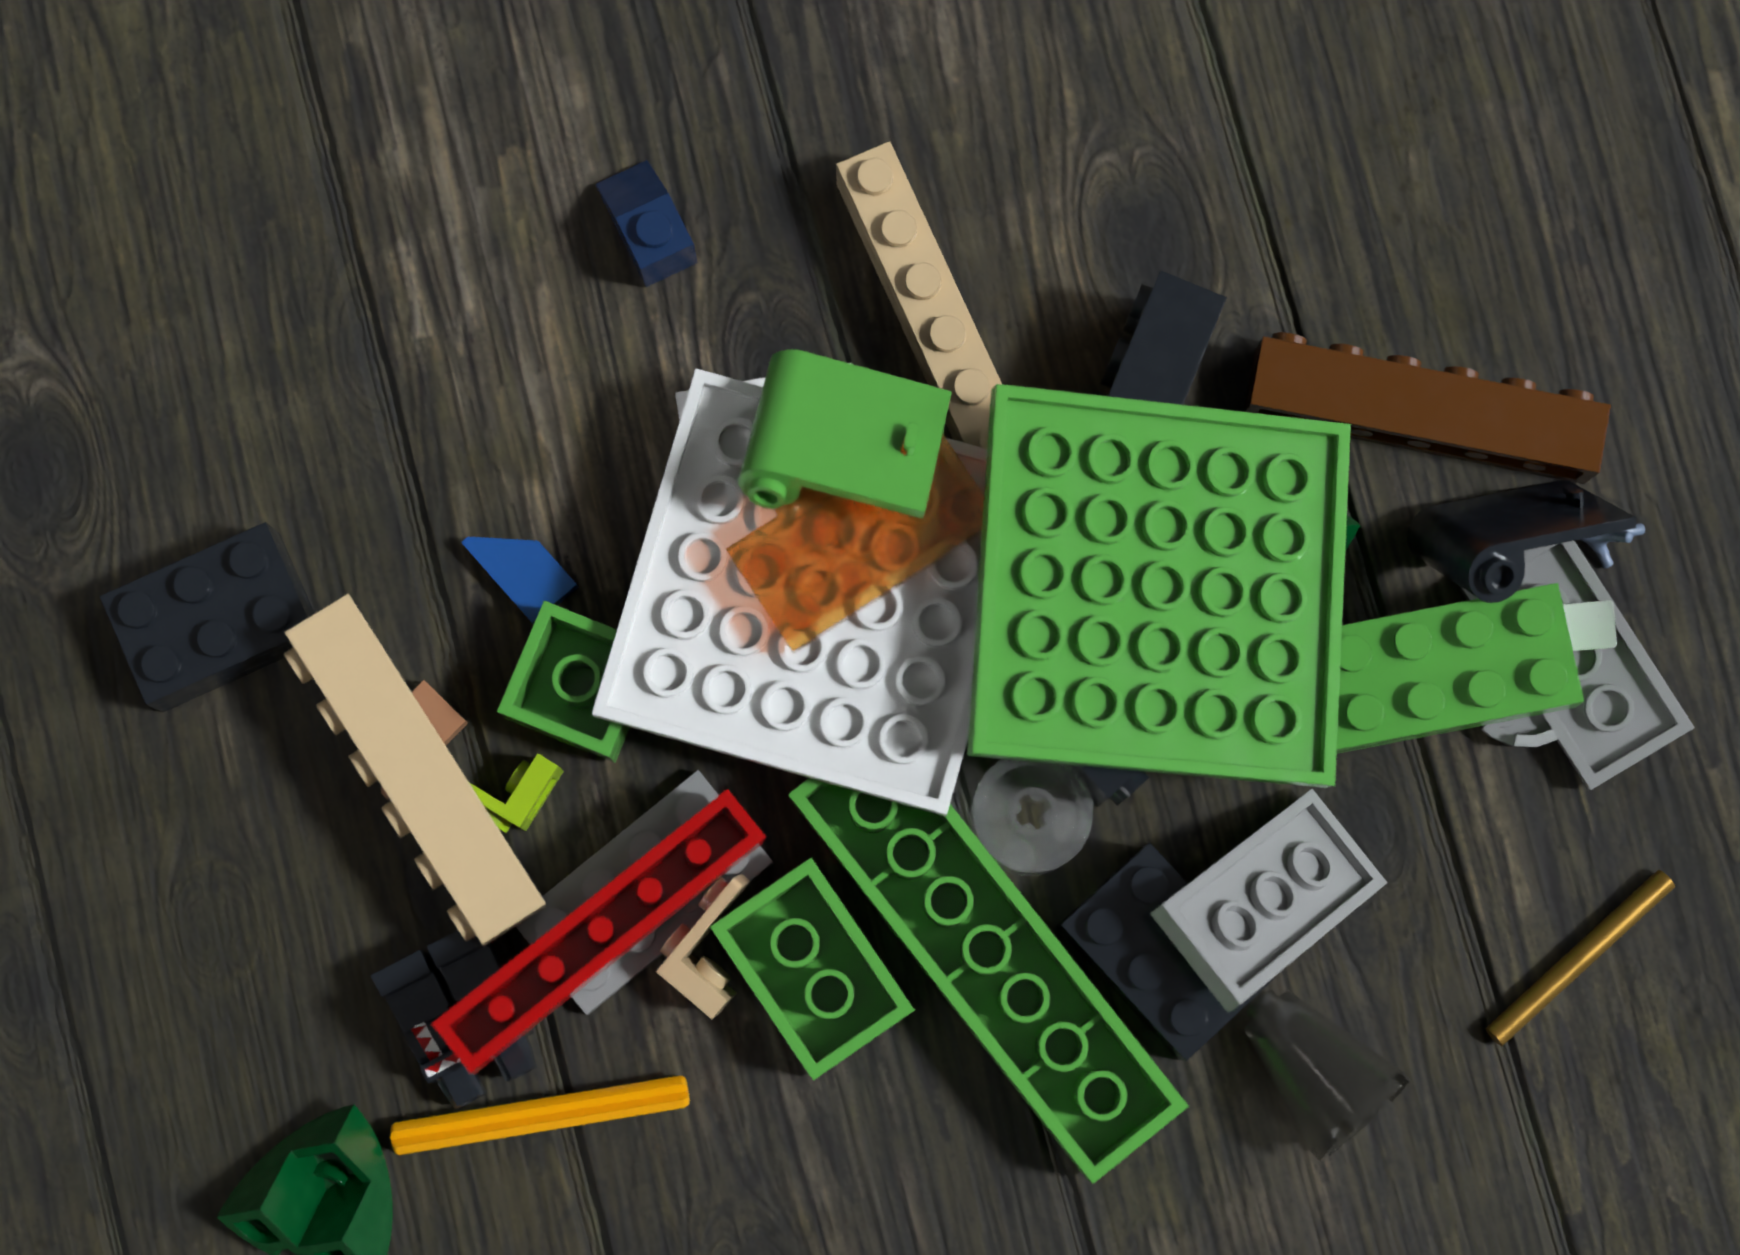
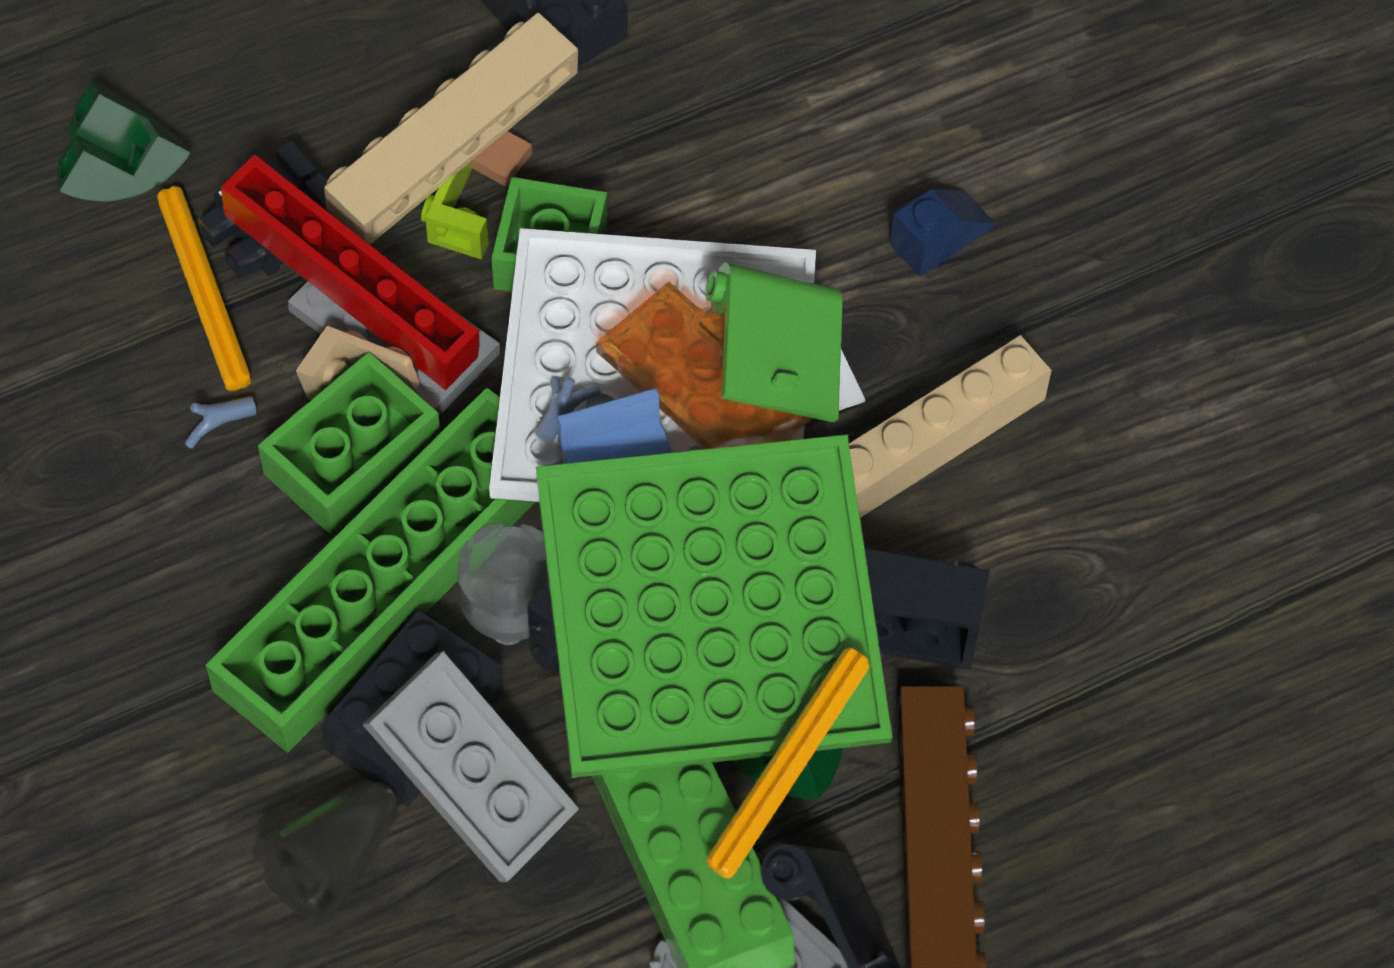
camera: 80 degrees right, 20 degrees down
(522, 571) = (634, 198): blue tile -> none
(722, 1122) = (218, 414): none -> sand blue bar
(861, 709) = (562, 403): none -> sand blue bar
(929, 657) = (613, 430): none -> medium blue panel
(1372, 542) = (787, 763): none -> light orange axle

